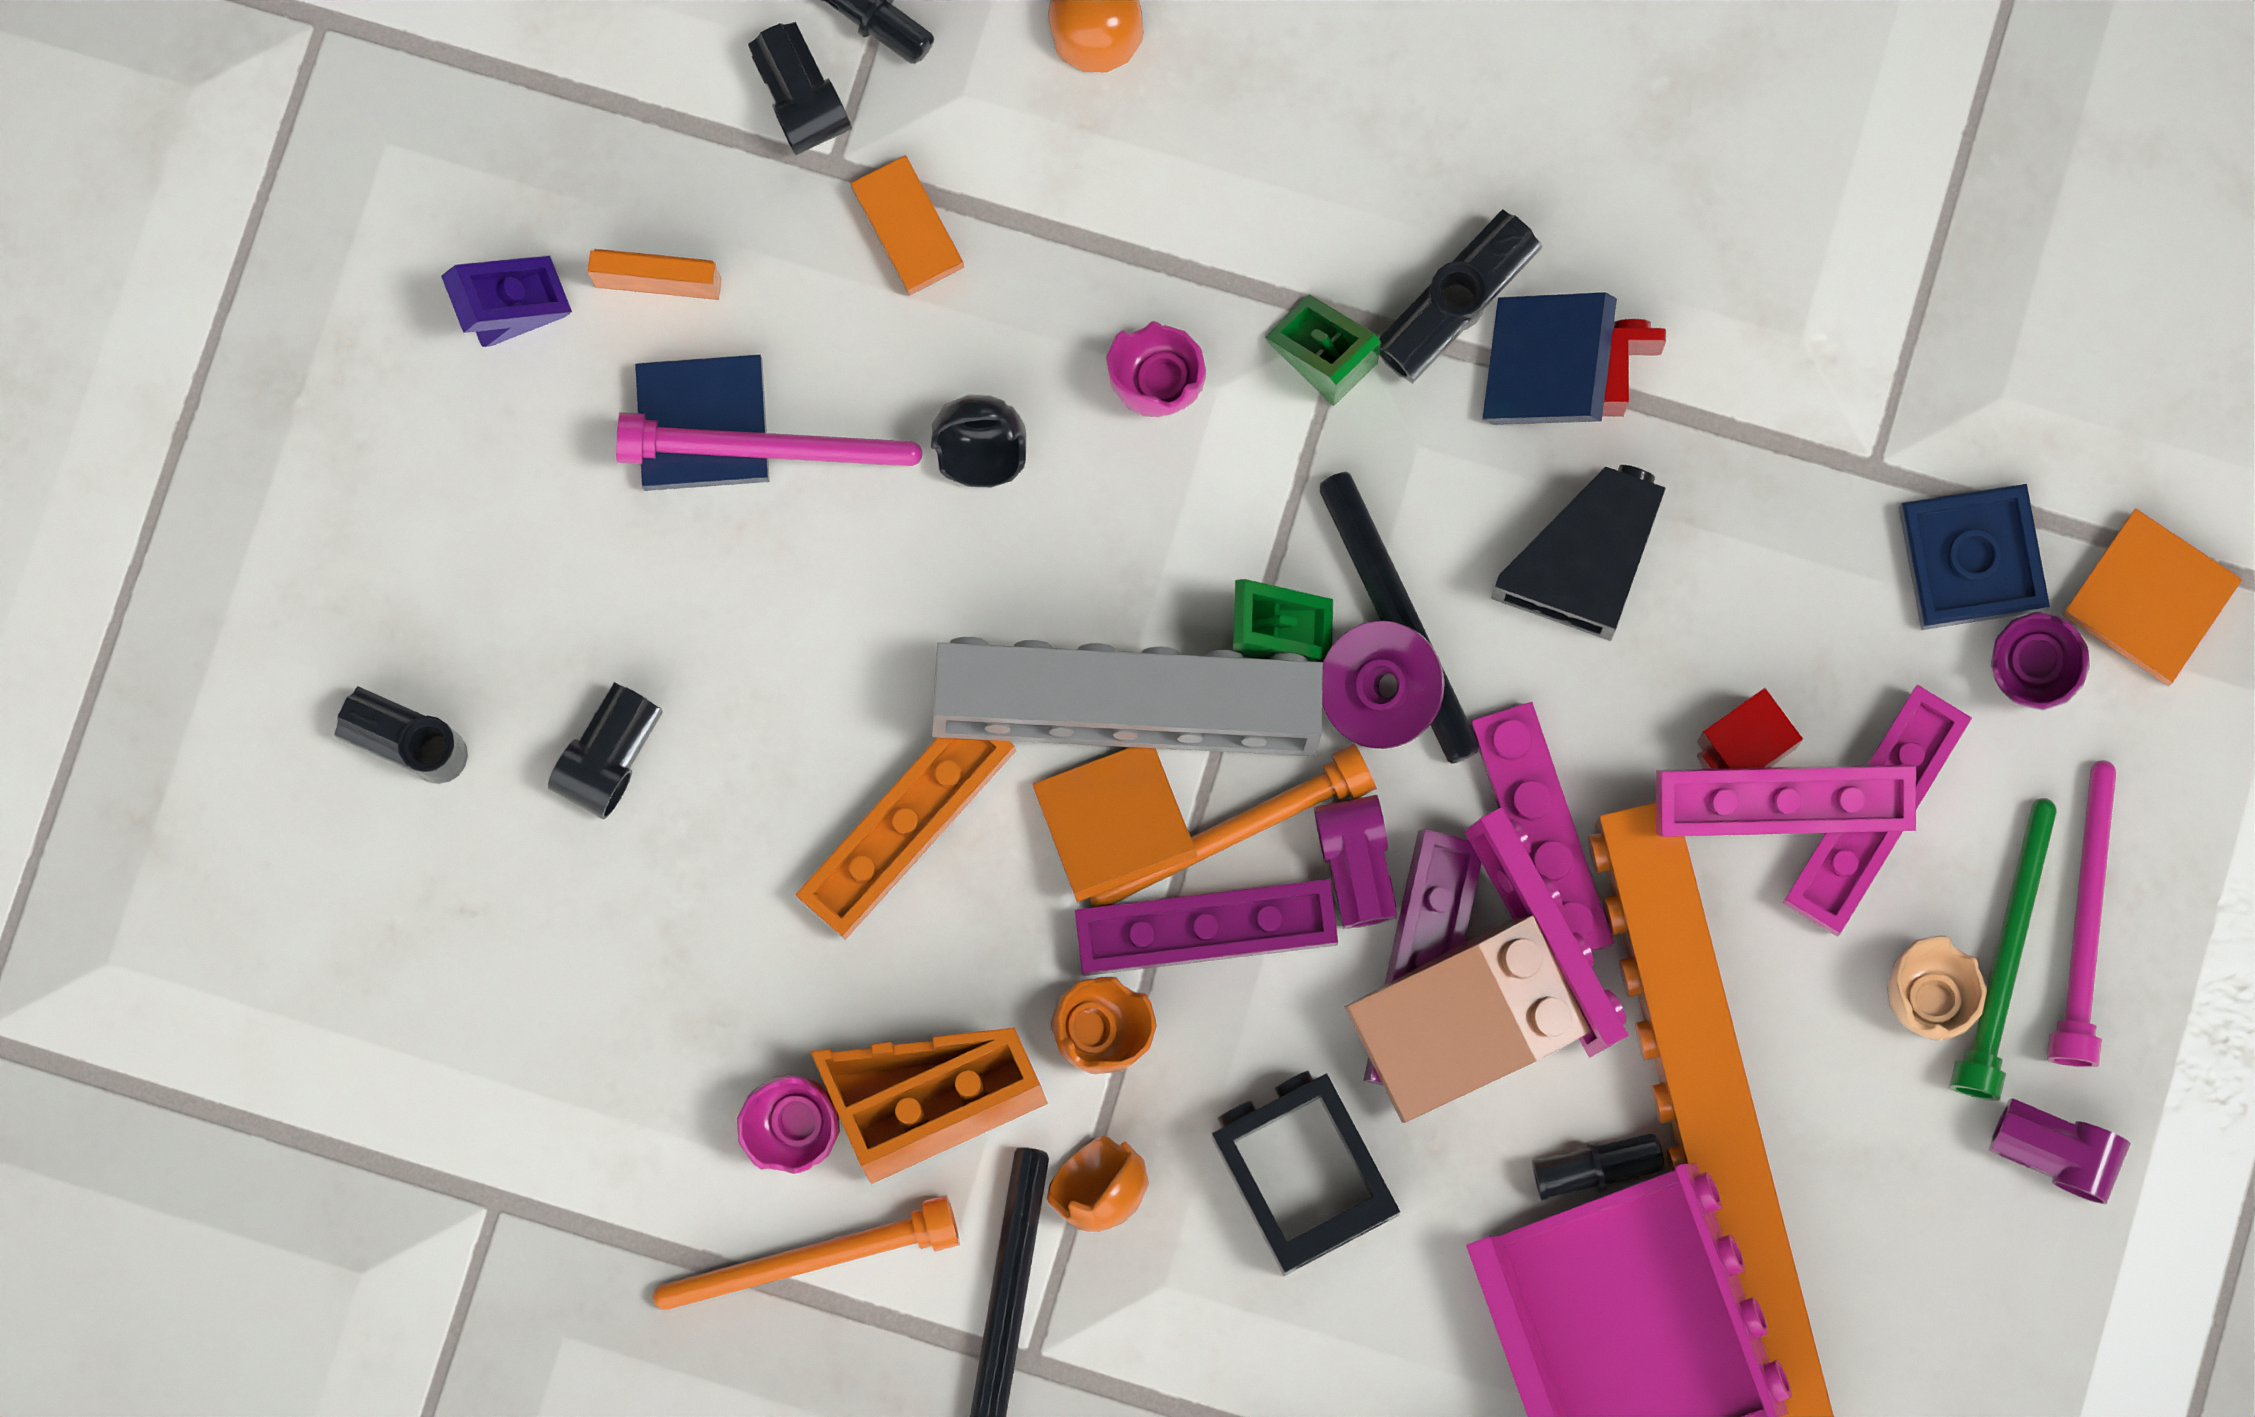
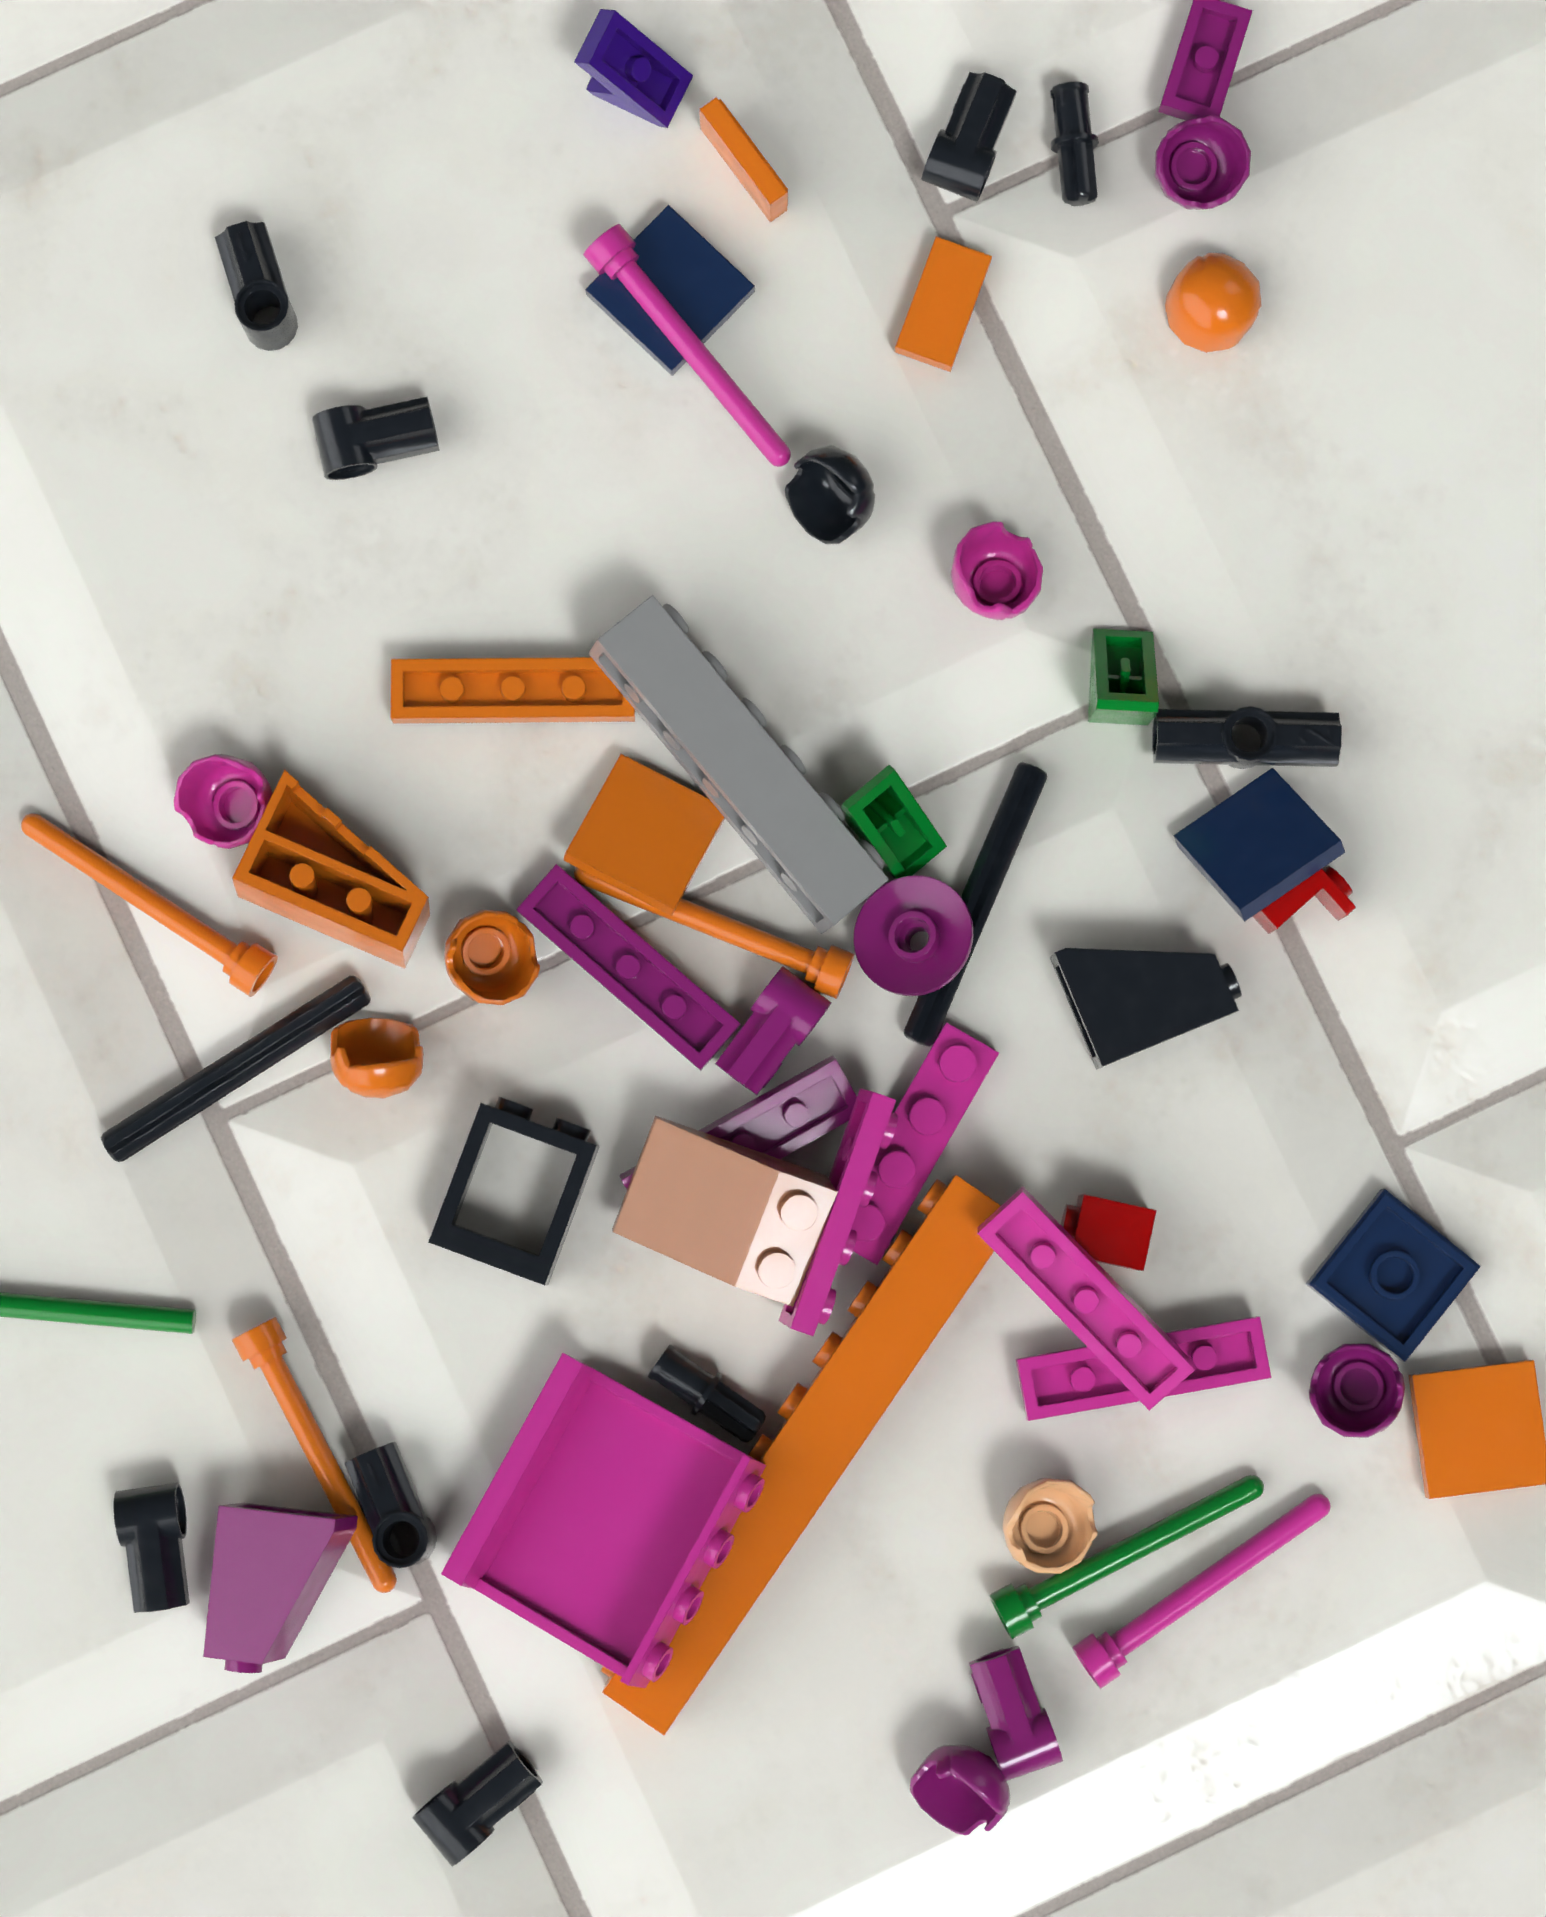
camera: 40 degrees right, 5 degrees up
(2083, 1242) = (961, 1789): none -> magenta hair

